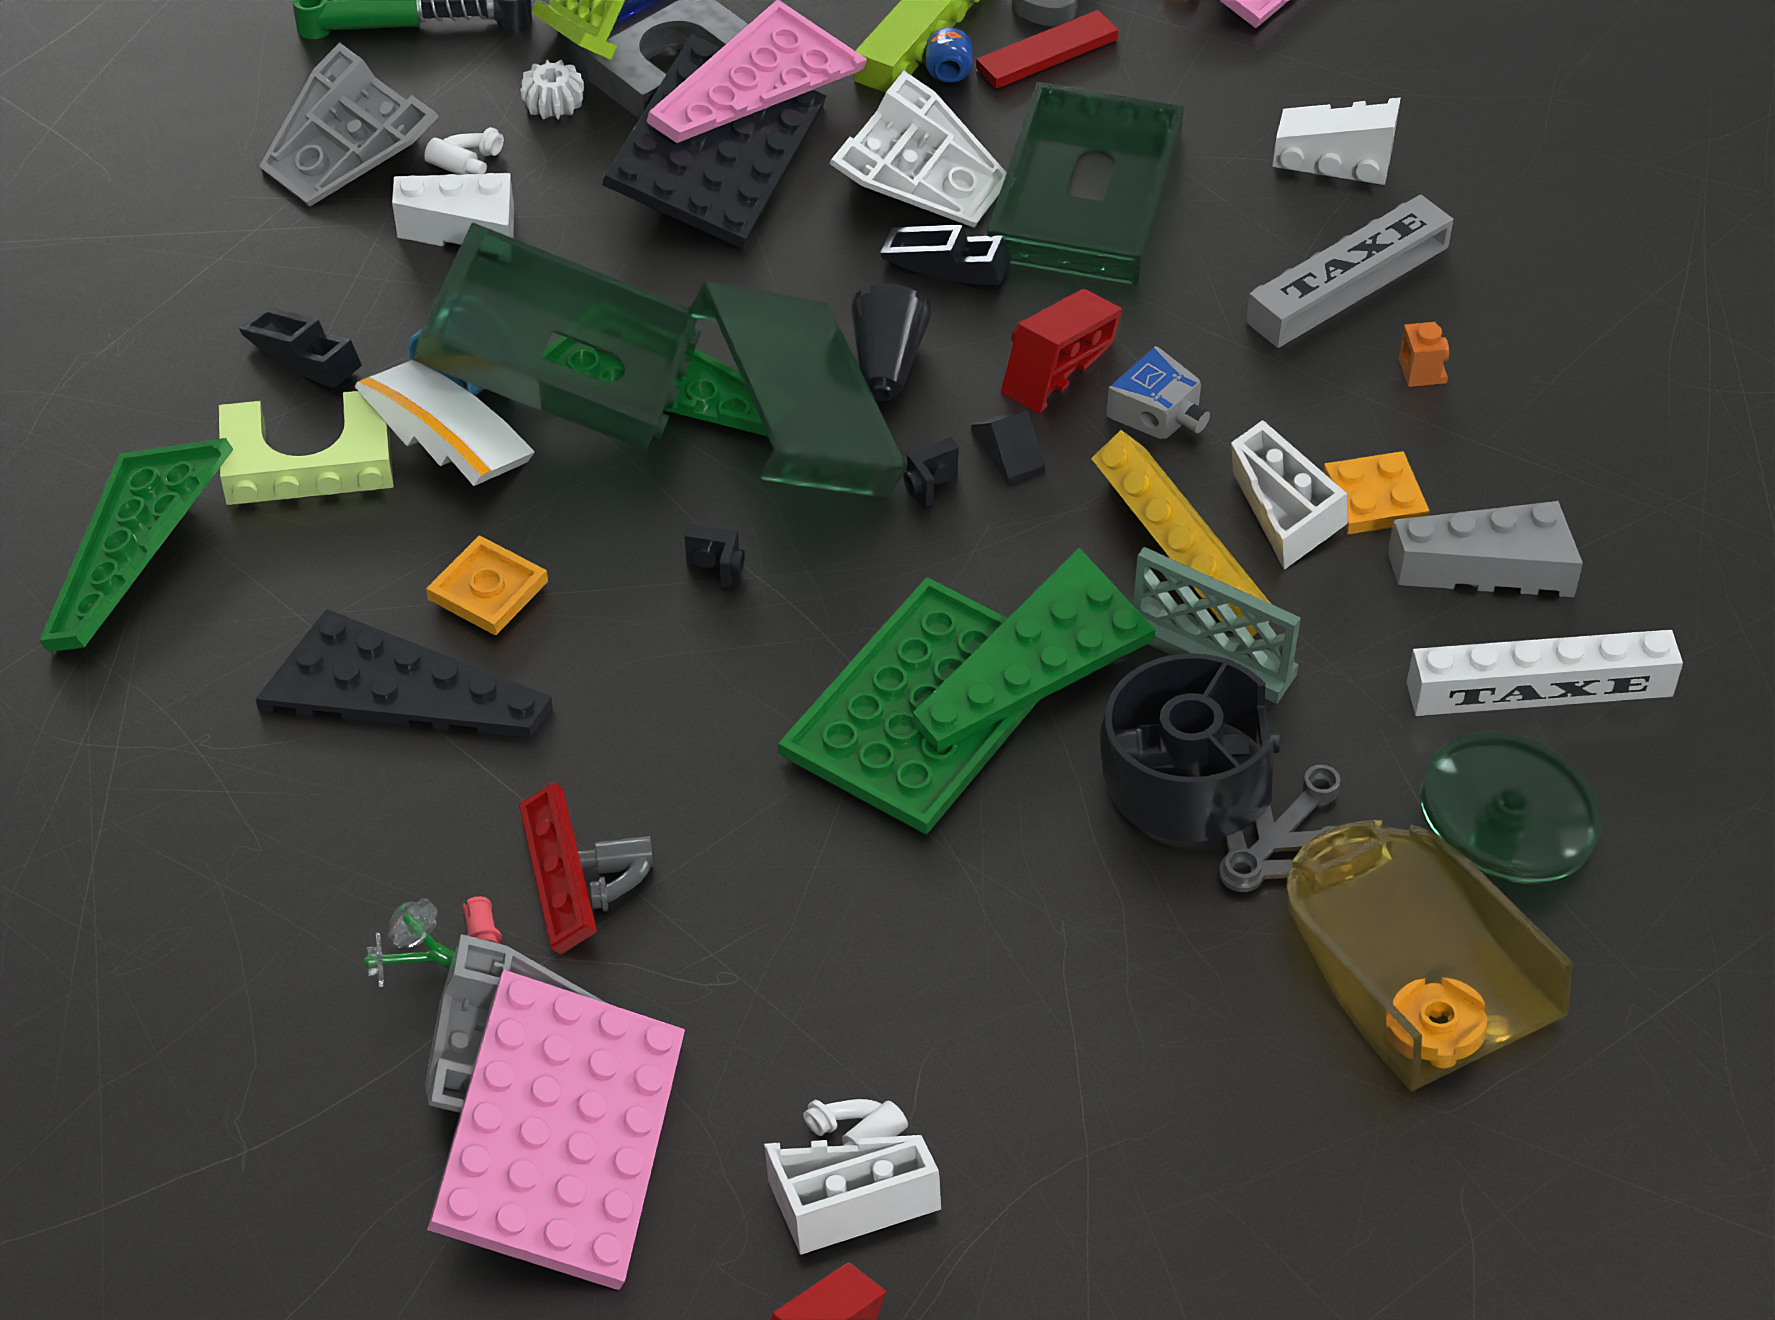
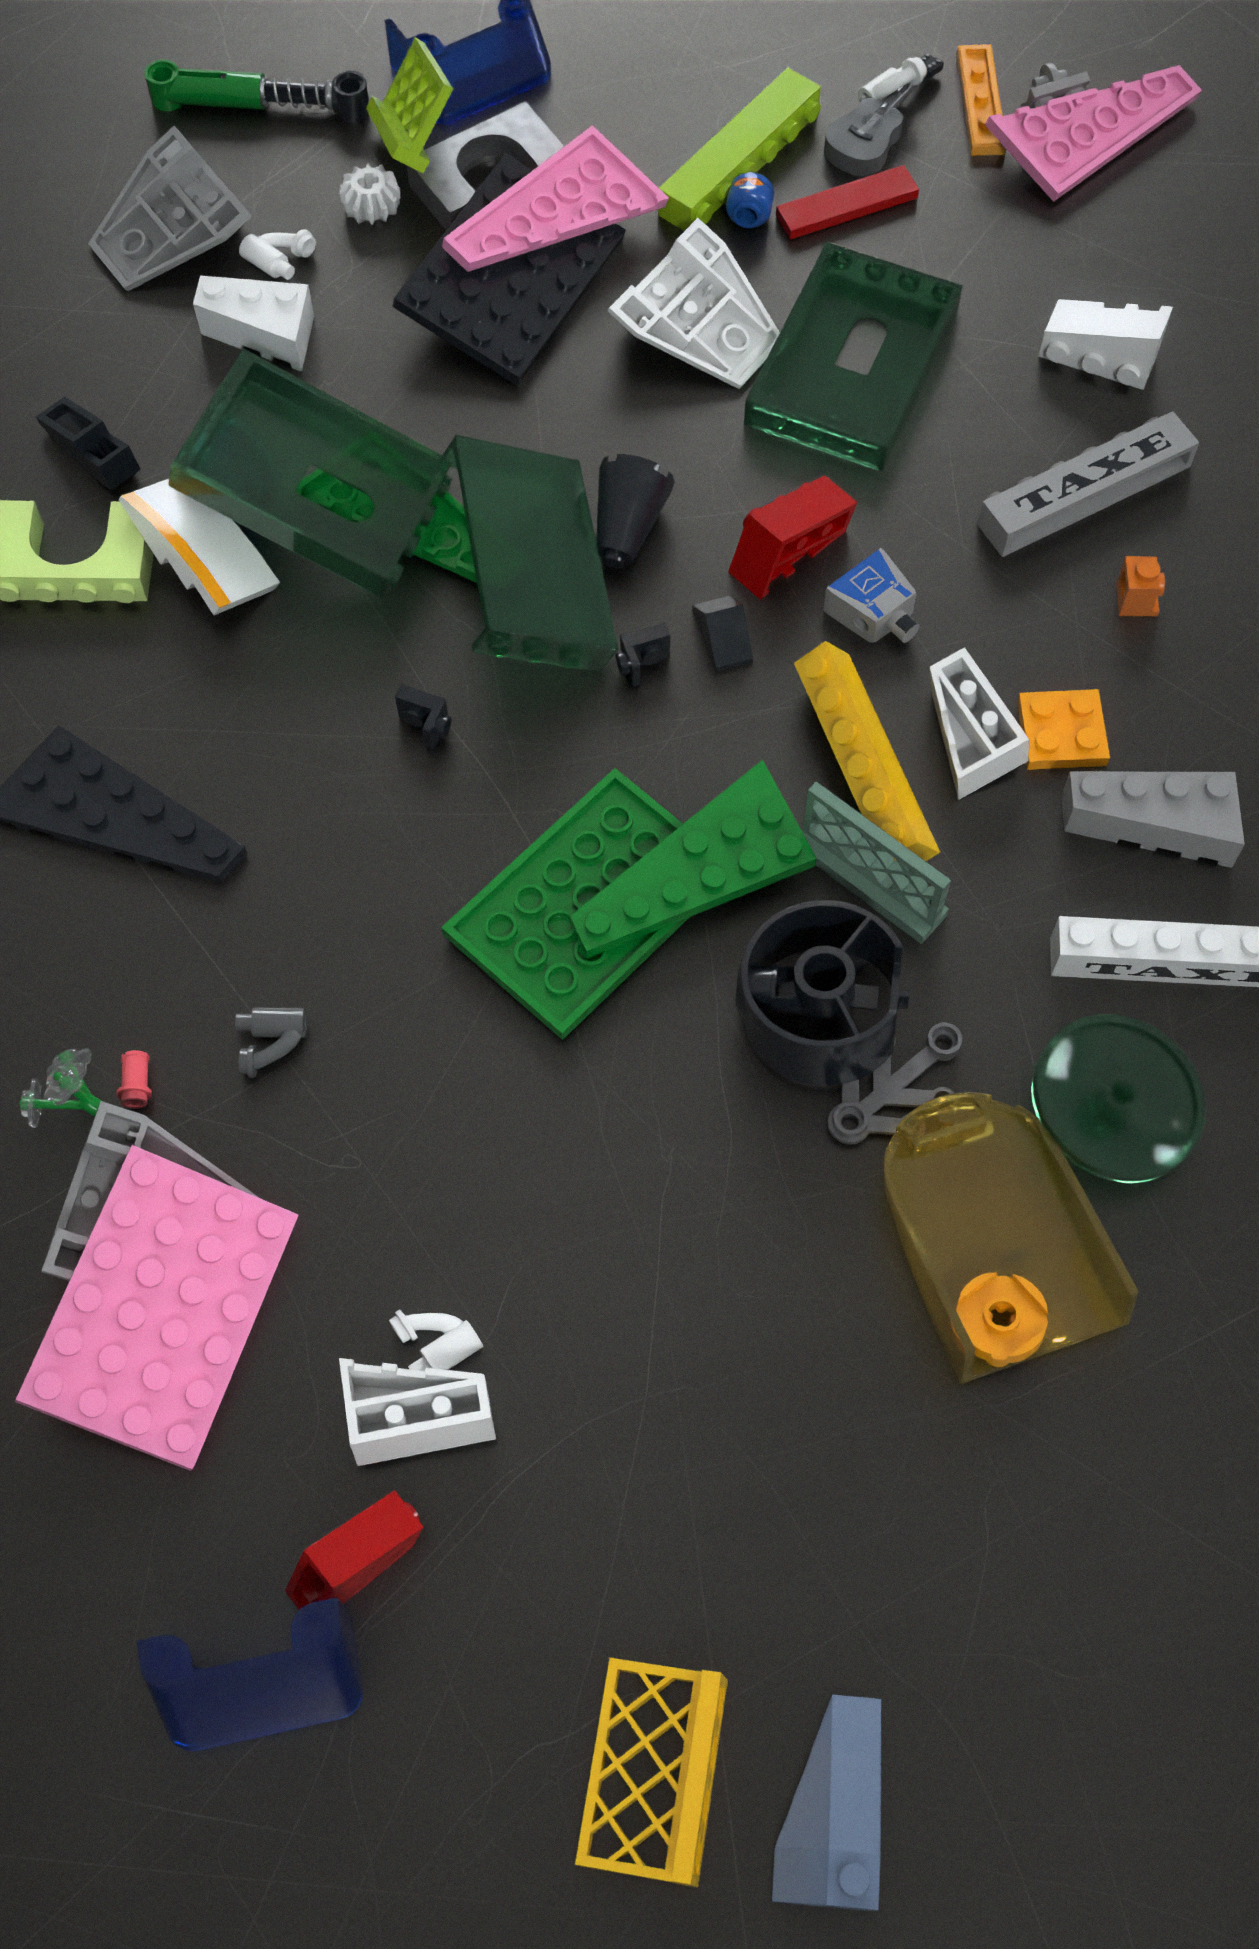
camera: 10 degrees right, 15 degrees up
(487, 585) = (209, 719): light orange plate -> none
(557, 868) = (214, 1028): red tile -> none
(948, 254) = (706, 417): black slope -> none

